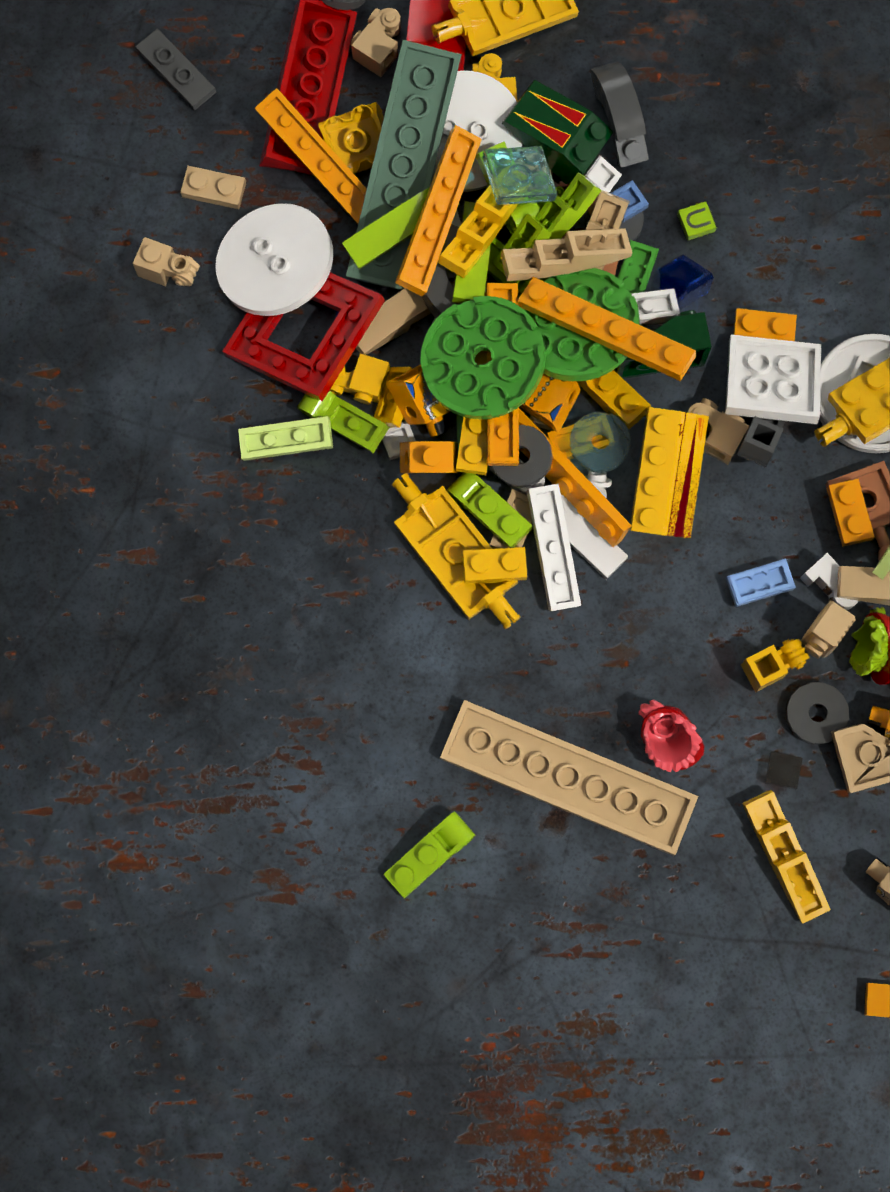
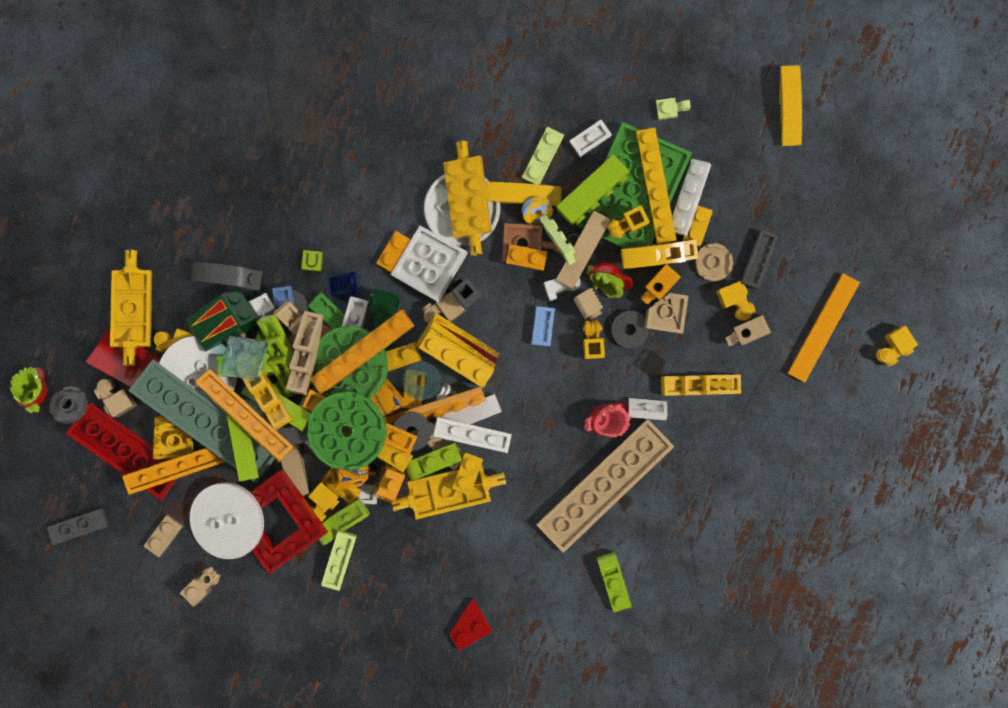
camera: 65 degrees left, 10 degrees up
(269, 670) = (470, 626): none -> red wing
(712, 790) = (647, 409): none -> white plate

